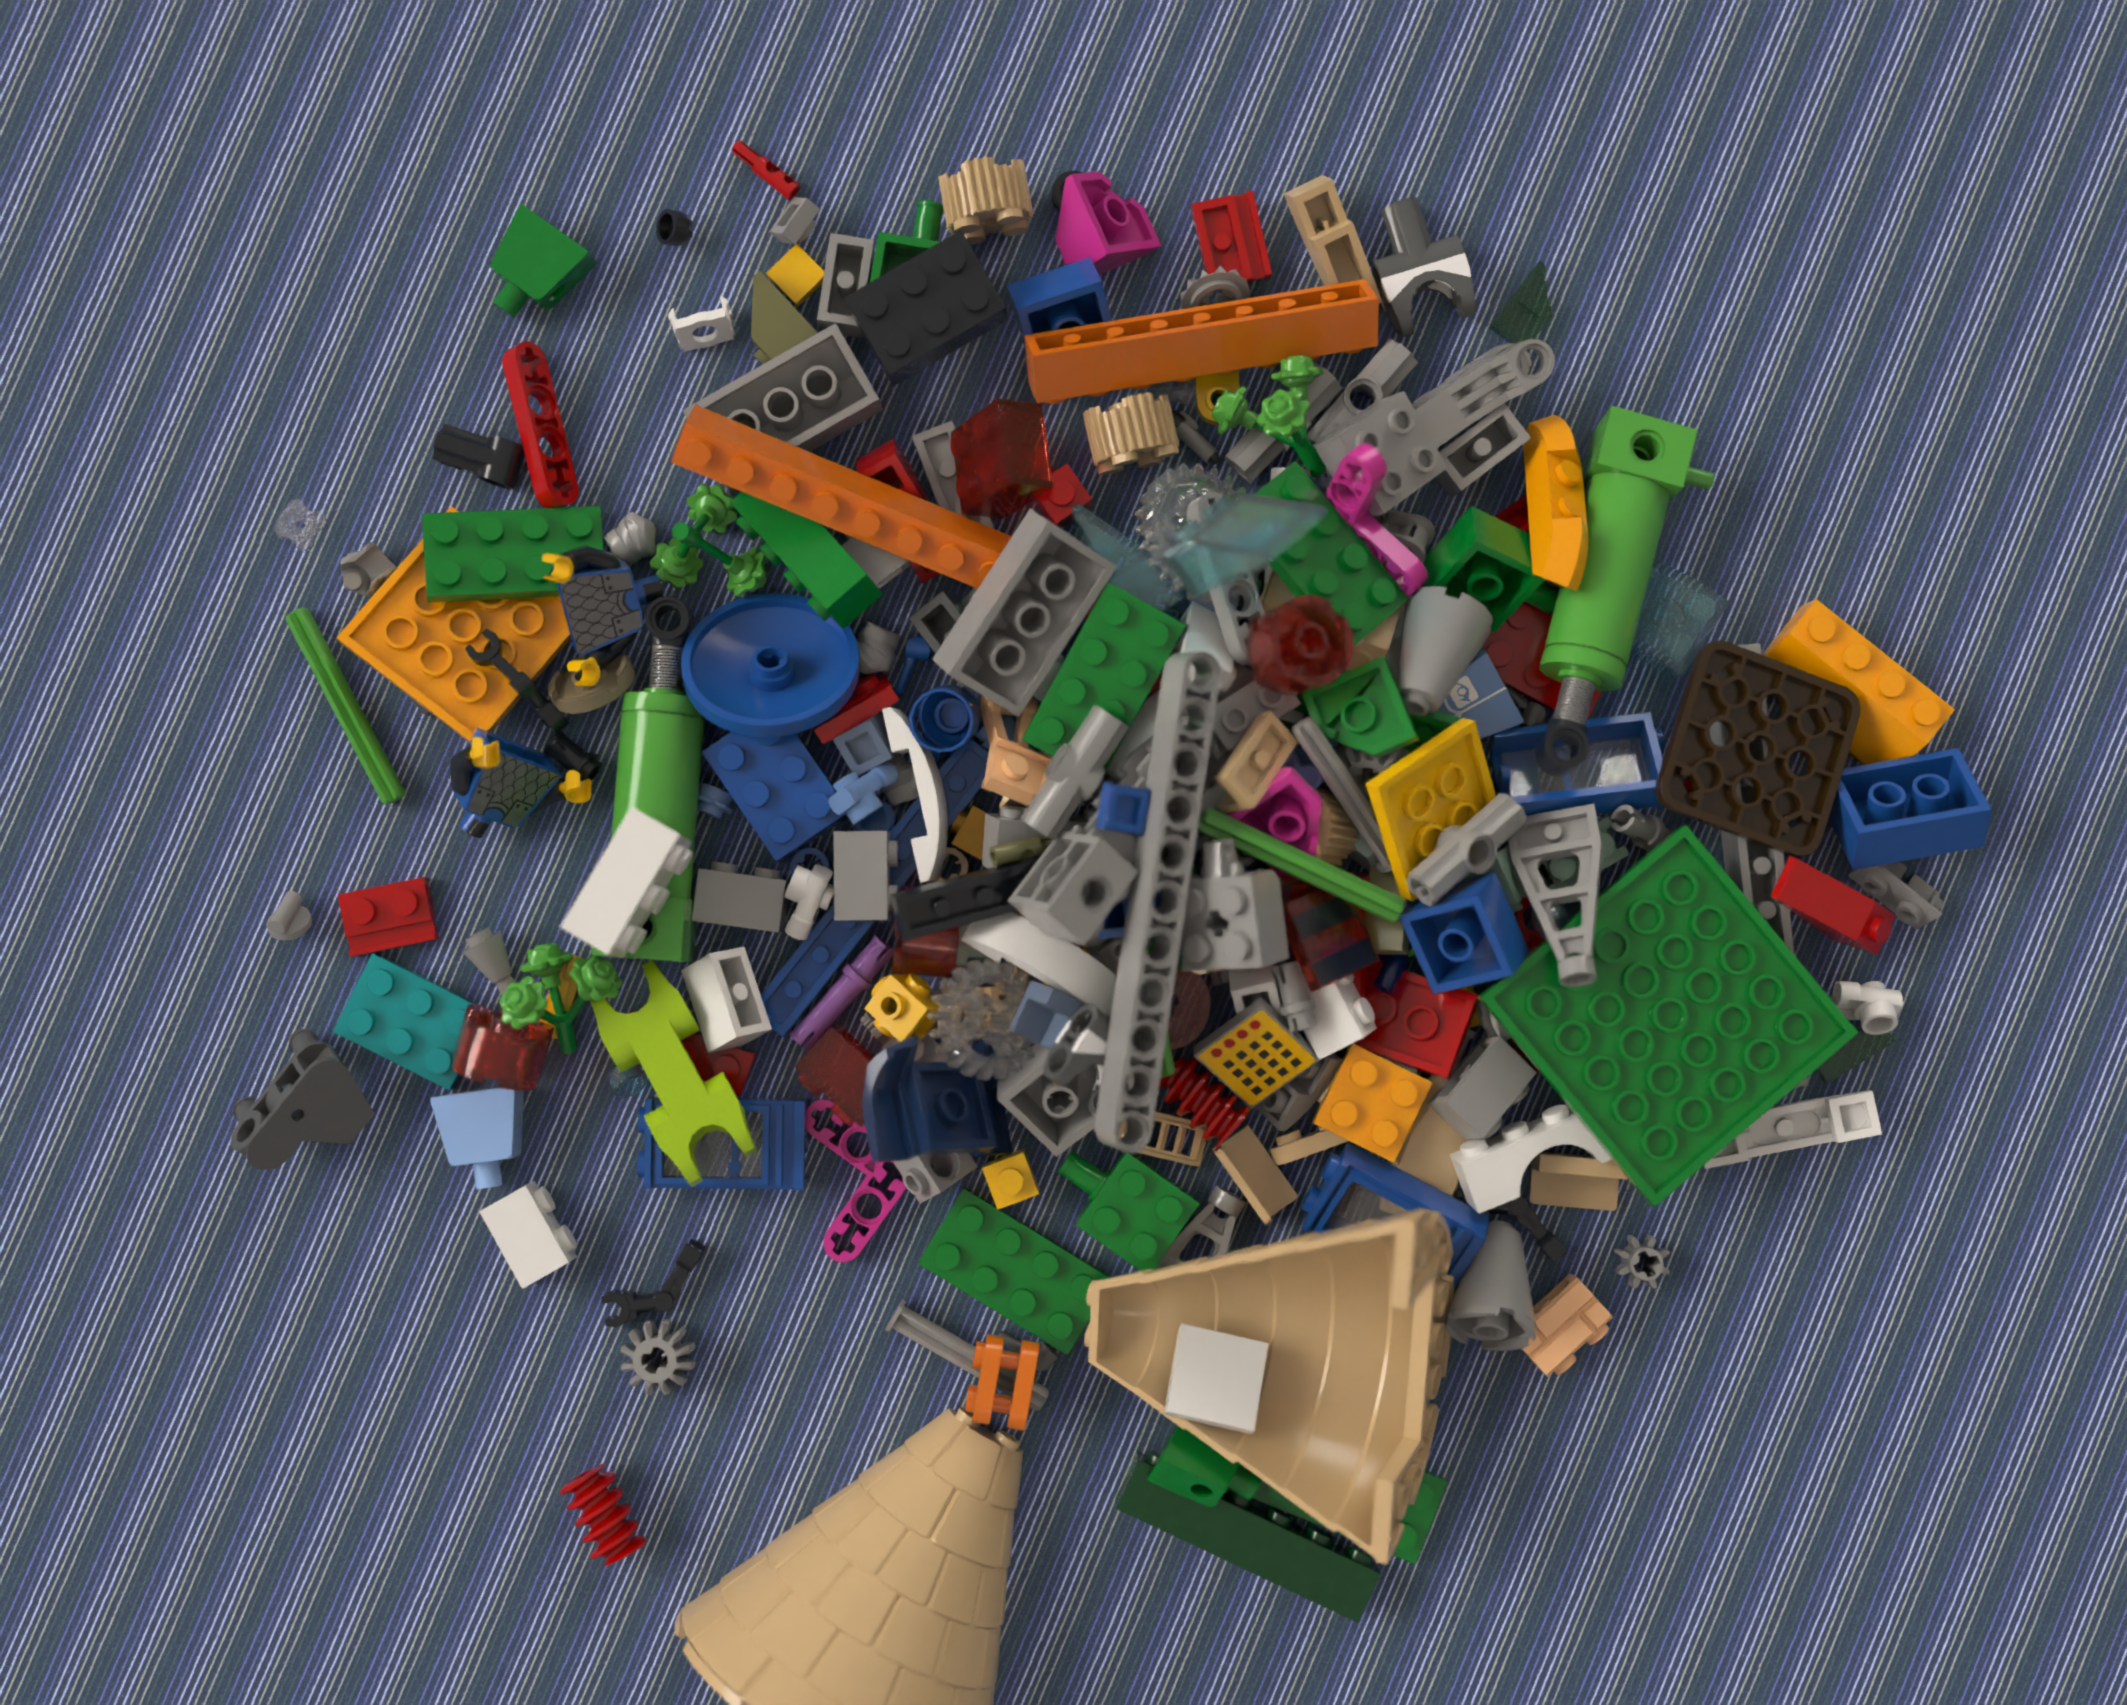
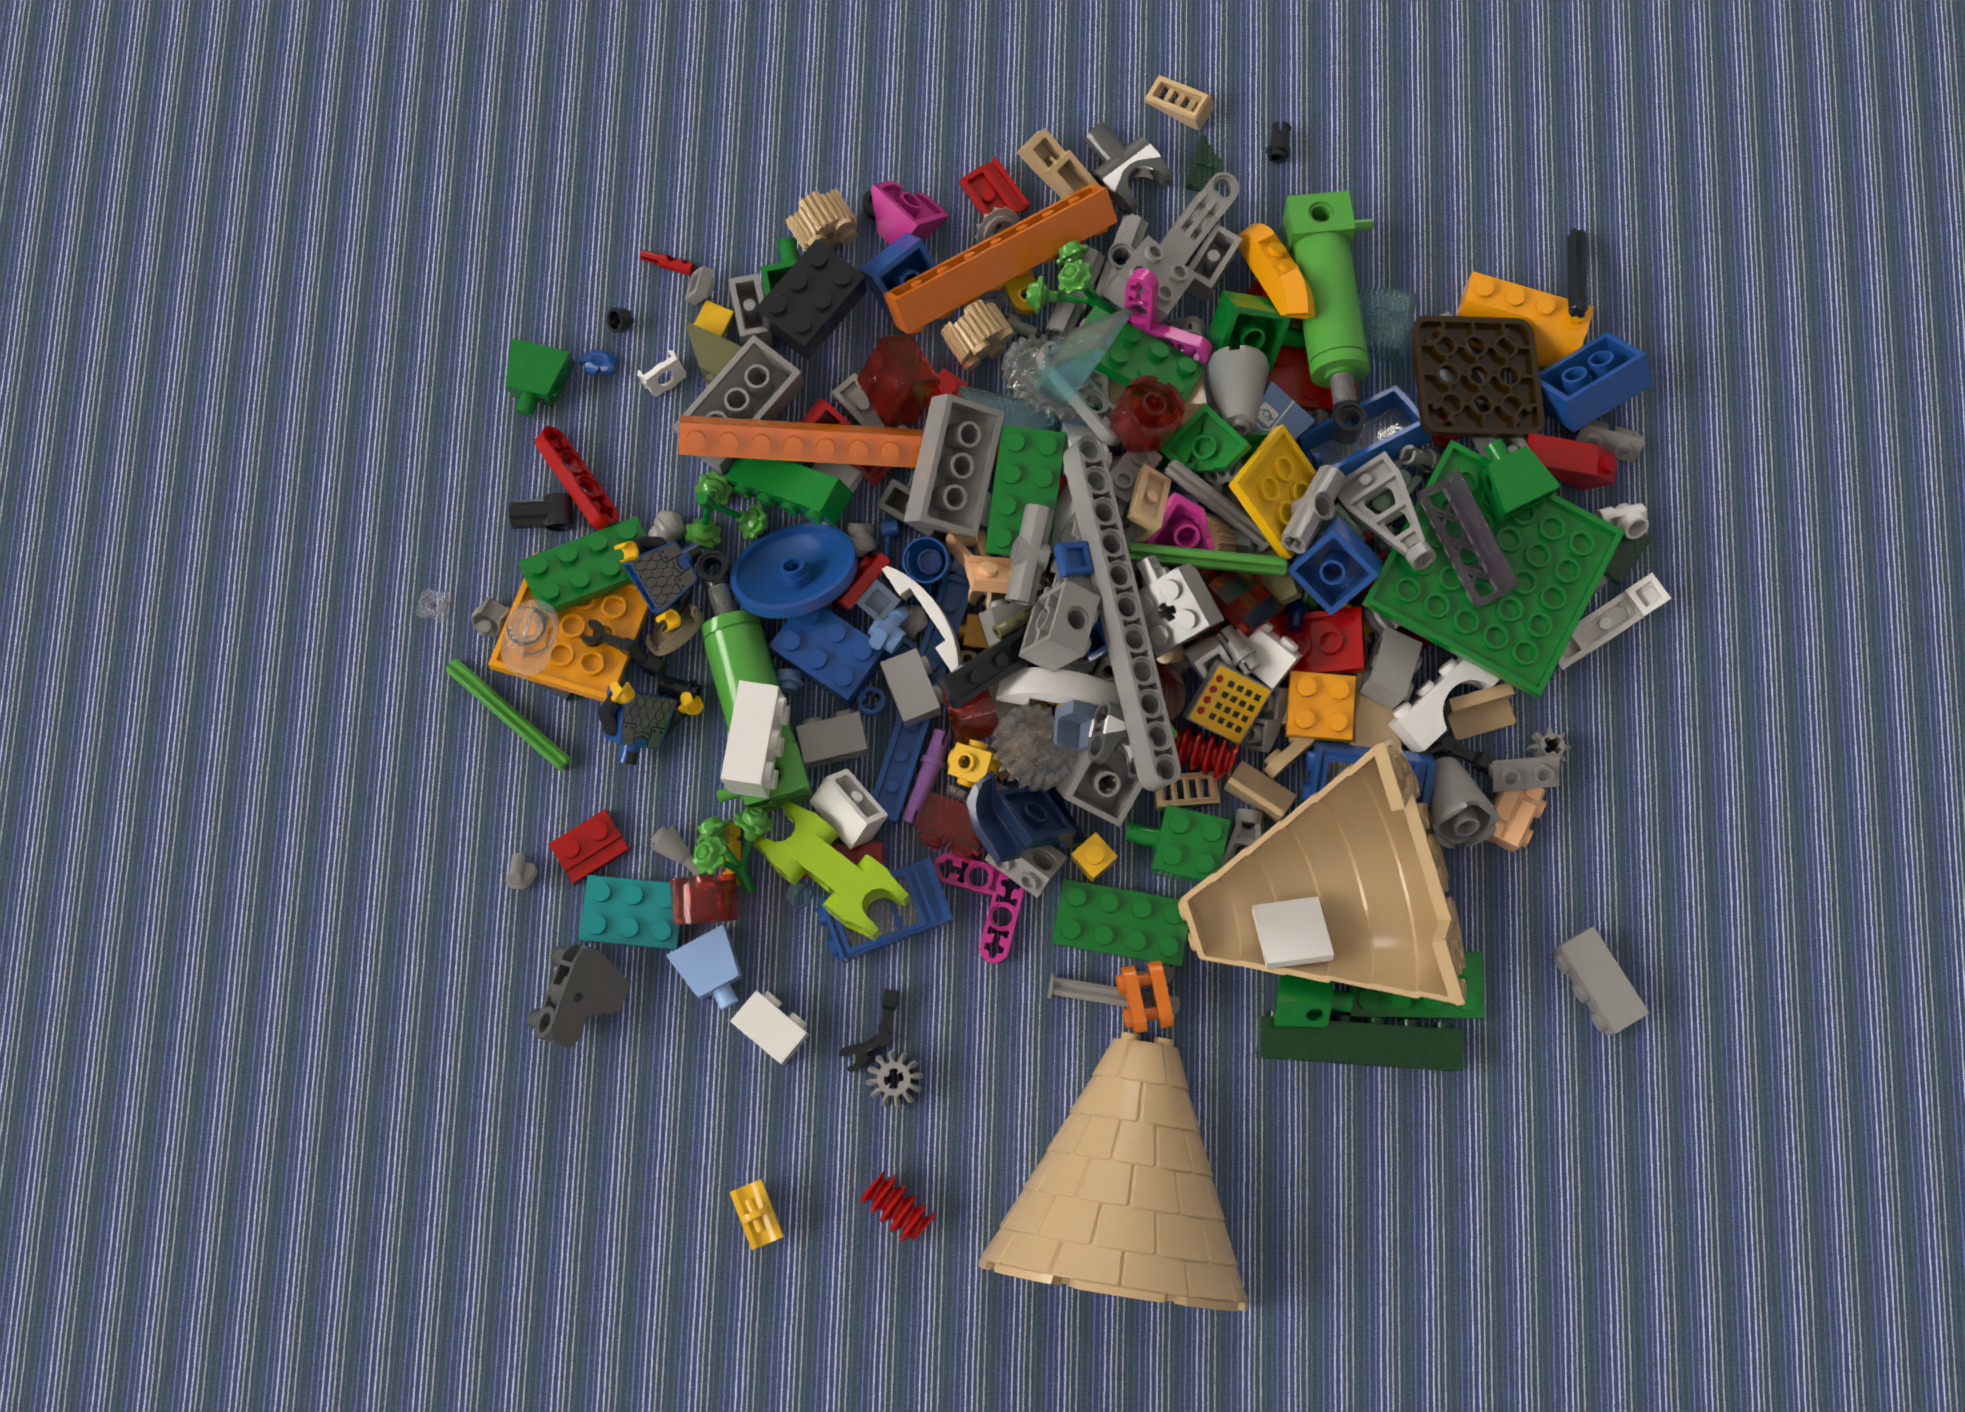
camera: 20 degrees left, 10 degrees down
(400, 625) = (529, 637): none -> clear piece
(427, 1457) = (756, 1214): none -> yellow hips
(625, 276) = (598, 362): none -> blue plant
(811, 892) = (879, 713): white plate -> none
(1554, 208) = (1197, 109): none -> tan slope
(1576, 1576) = (1599, 981): none -> light grey brick
(1601, 1291) = (1525, 773): none -> light grey hinge
(1634, 322) = (1278, 148): none -> black pin
(1663, 965) = (1478, 534): none -> fence
(1743, 915) = (1515, 480): none -> green torso
(1953, 654) = (1577, 273): none -> black axle

